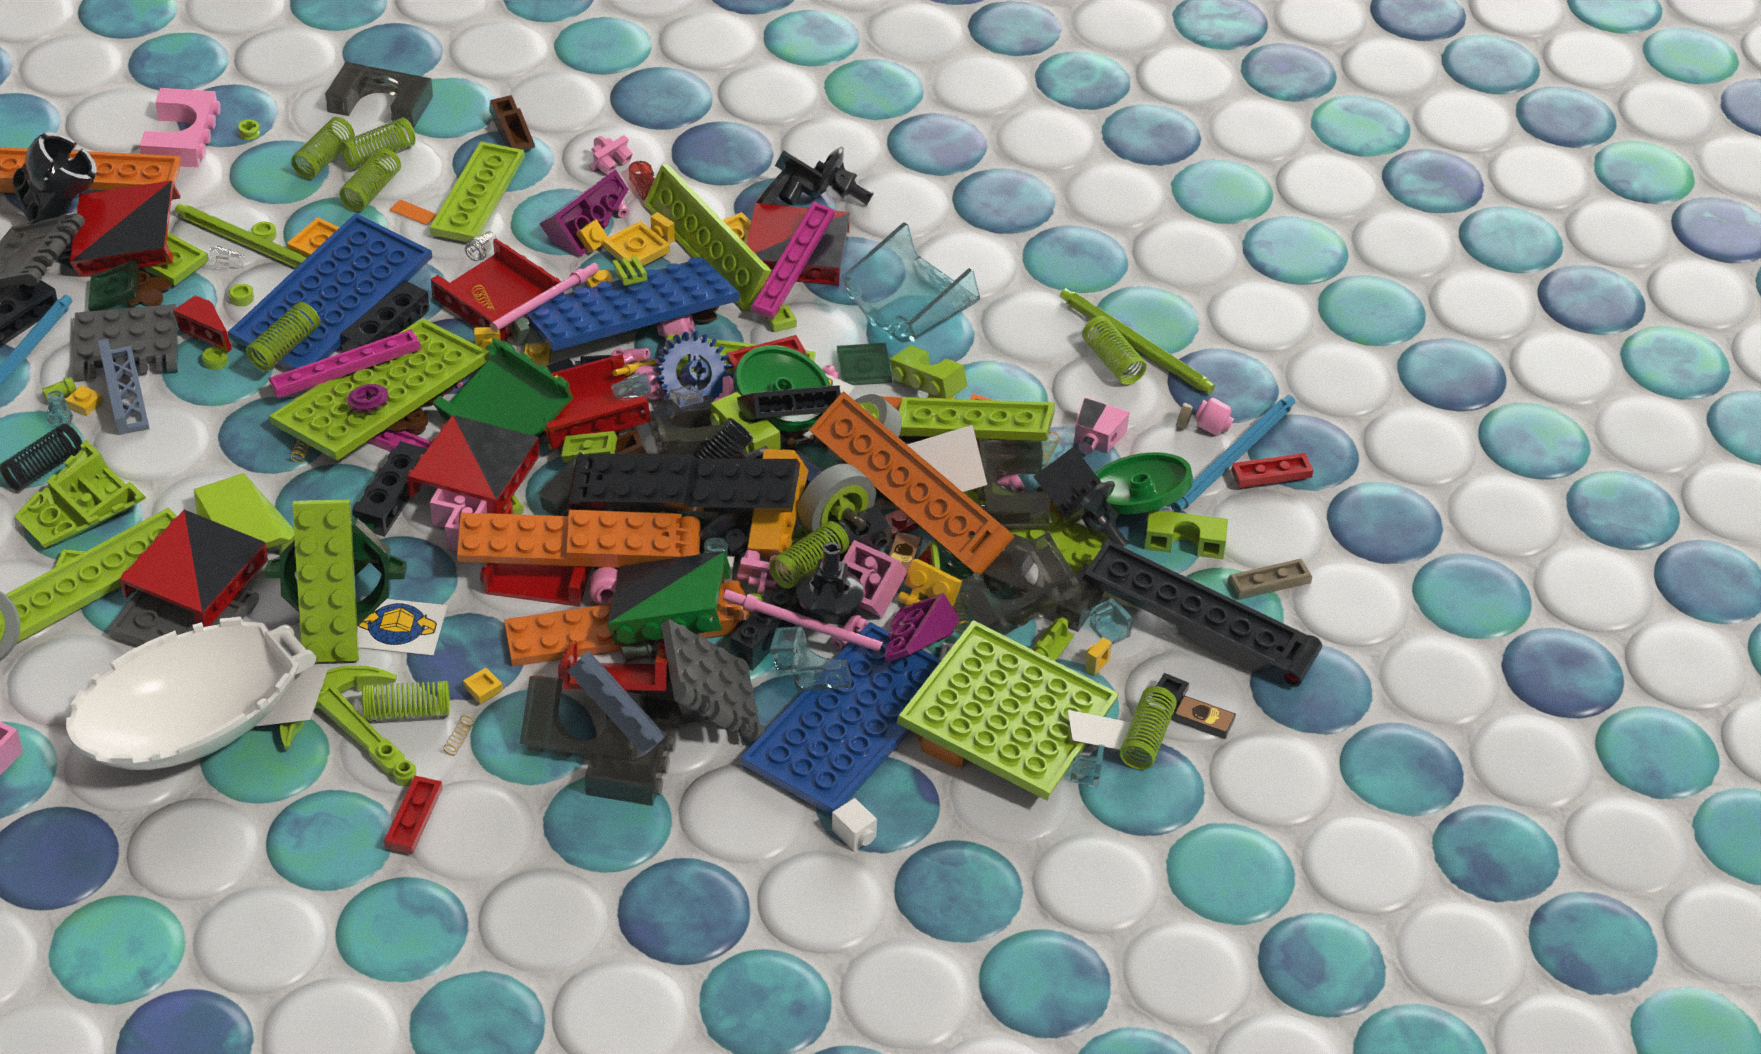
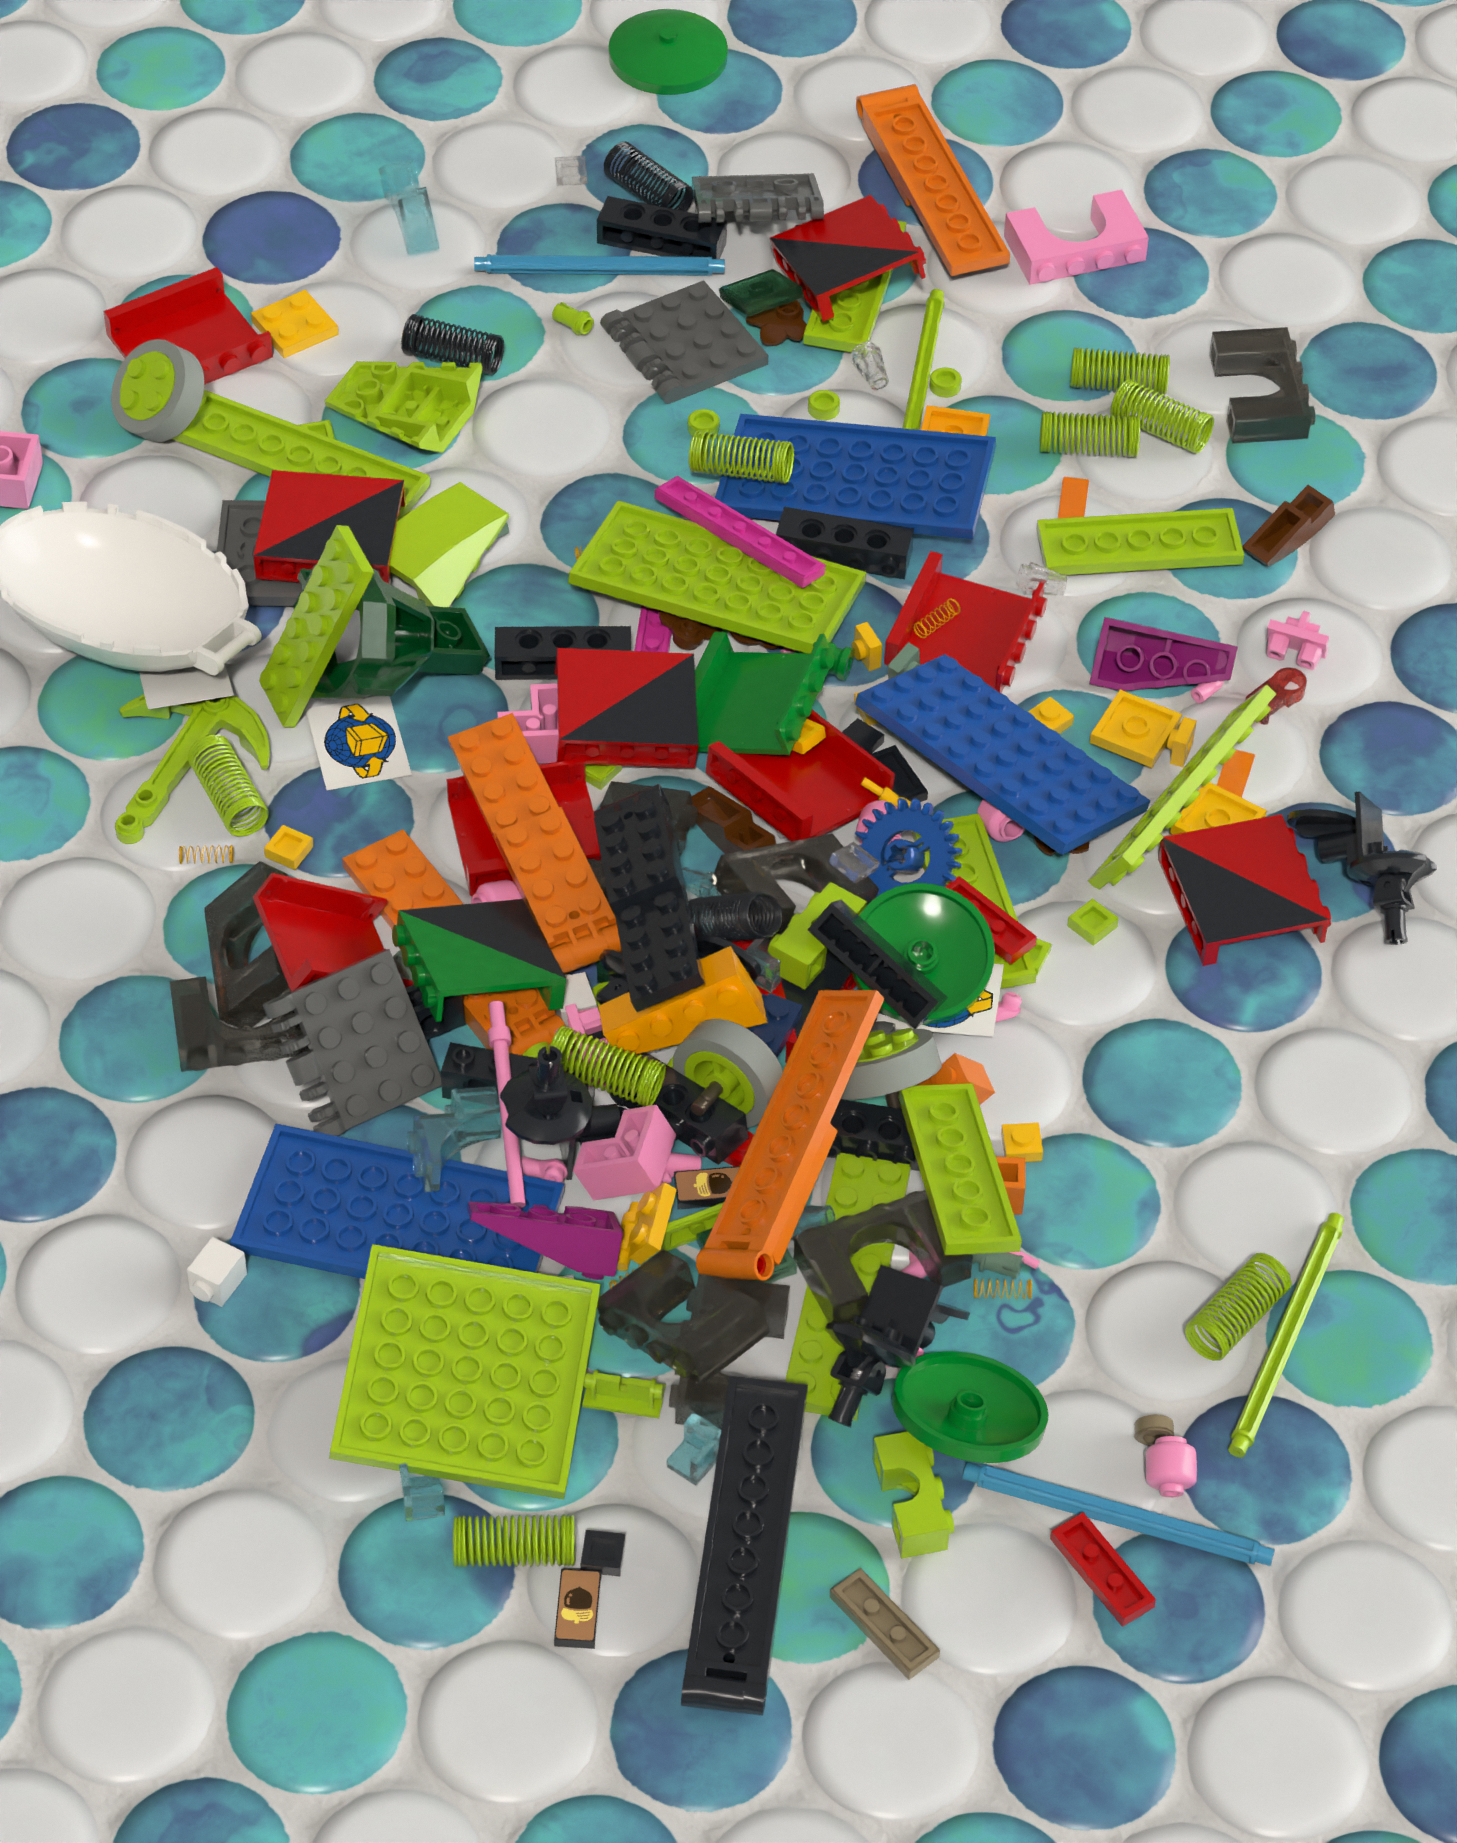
camera: 70 degrees right, 5 degrees up
(51, 176) = (872, 154): black piece -> none
(58, 410) = (532, 329): clear light blue cone -> none
(84, 400) = (572, 346): yellow plate -> none
(114, 388) = (589, 359): sand blue fence -> none
(201, 320) = (743, 388): red slope -> none
(248, 129) = (1120, 292): lime bush -> none
(358, 398) = (681, 563): magenta gear -> none
(413, 814) = (67, 856): red plate -> none
(576, 278) = (1022, 687): bright pink bar -> none
(589, 444) = (711, 800): lime plate -> none
(592, 236) = (1121, 676): yellow plate -> none
(616, 703) = (253, 953): sand blue fence -> none
(629, 267) = (1057, 727): lime tile -> none
(633, 355) = (909, 785): bright pink arm -> none
(633, 386) = (844, 806): clear light blue cone -> none
(715, 545) = (590, 970): clear light blue bush -> none
(793, 260) = (1185, 887): dark pink tile -> none
(864, 364) = (1055, 1037): clear green tile -> none
(906, 291) = (1206, 1027): clear light blue windscreen -> none
(914, 369) = (1049, 1106): lime arch -> none
(955, 457) = (866, 1164): white sticker -> none
(1098, 656) = (623, 1451): yellow plate -> none
(1098, 729) = (479, 1481): white sticker -> none
(1099, 426) = (1070, 1332): bright pink torso -> none

